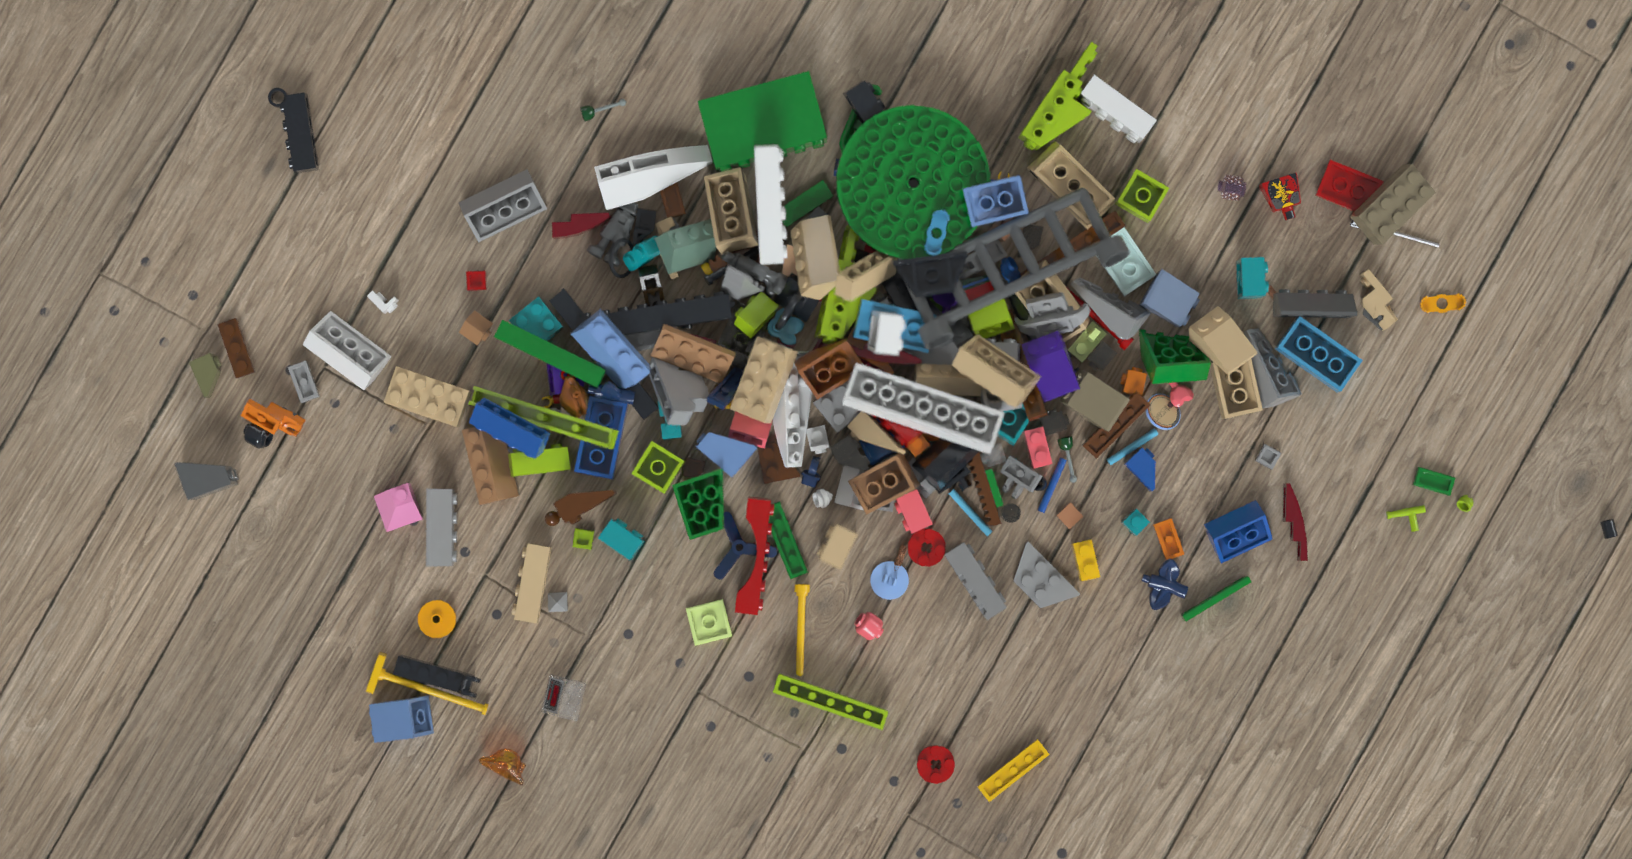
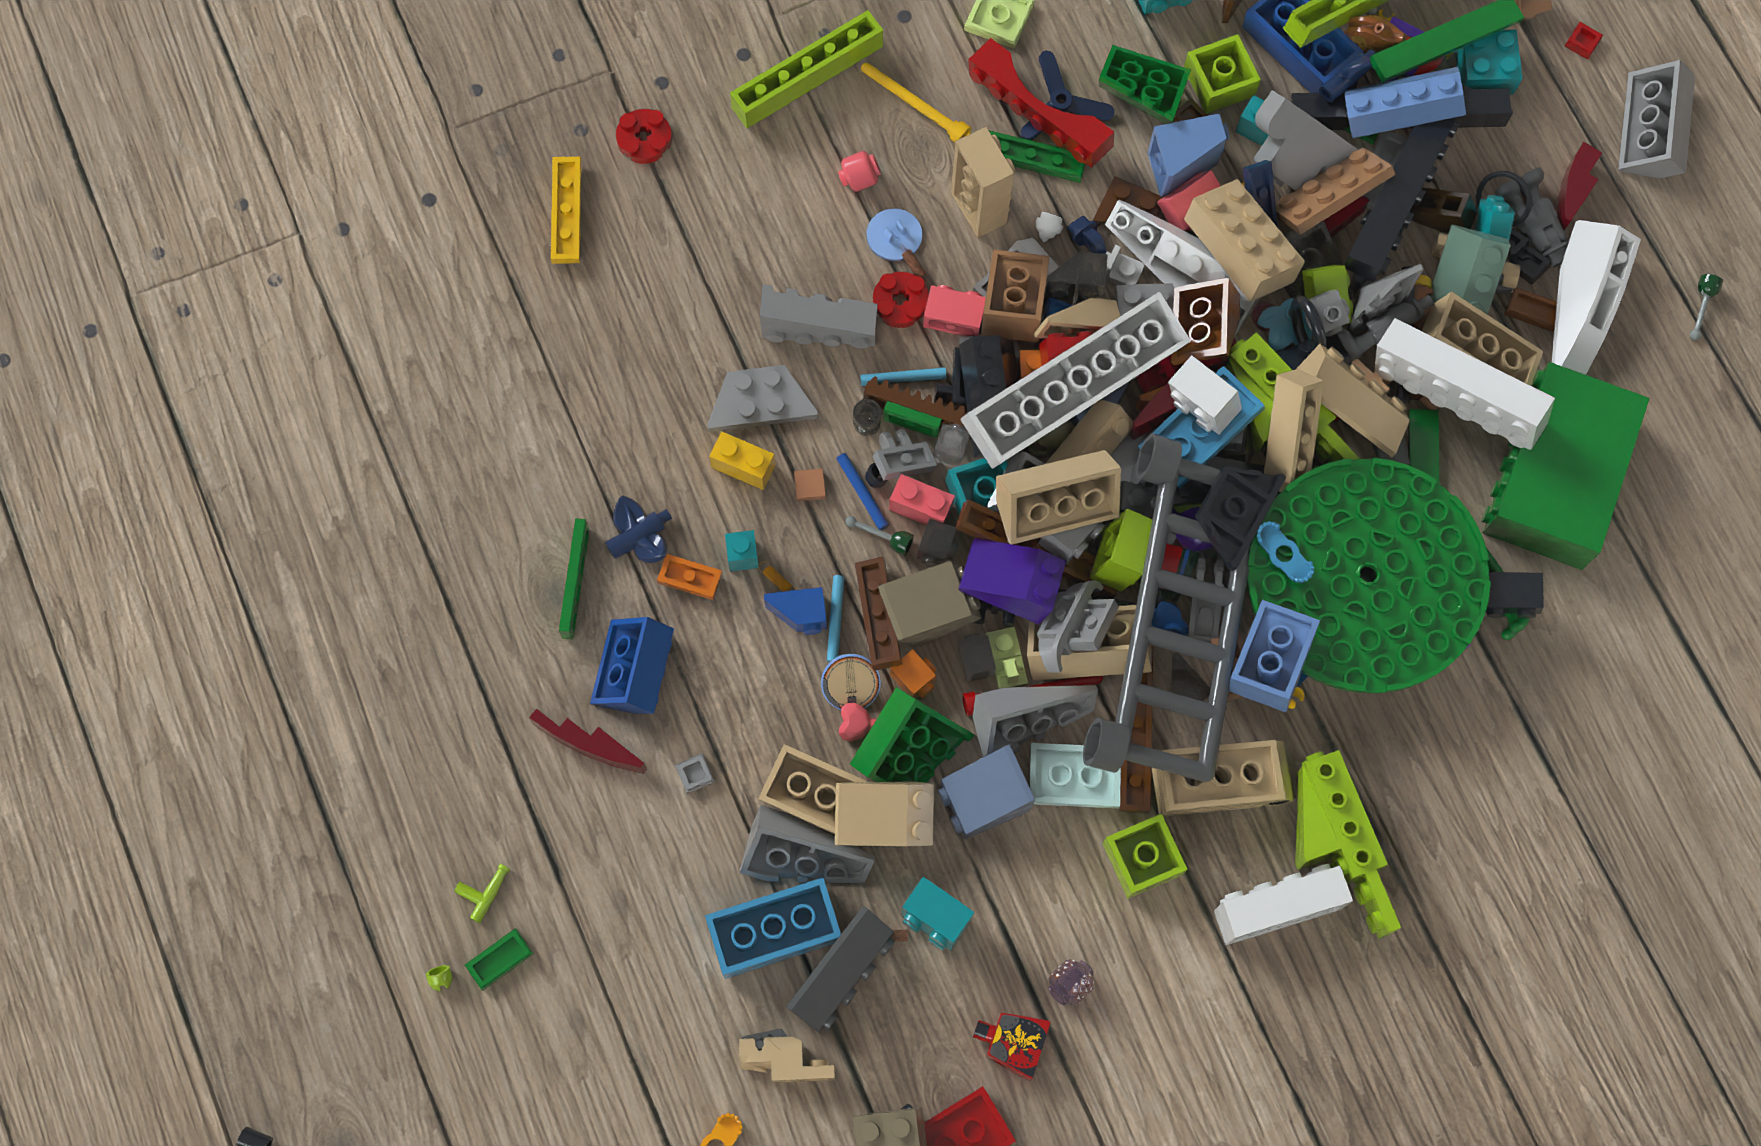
camera: 125 degrees right, 15 degrees down
(773, 305) = (1332, 311): none -> light grey brick
(1134, 493) = (776, 578): none -> light orange piece

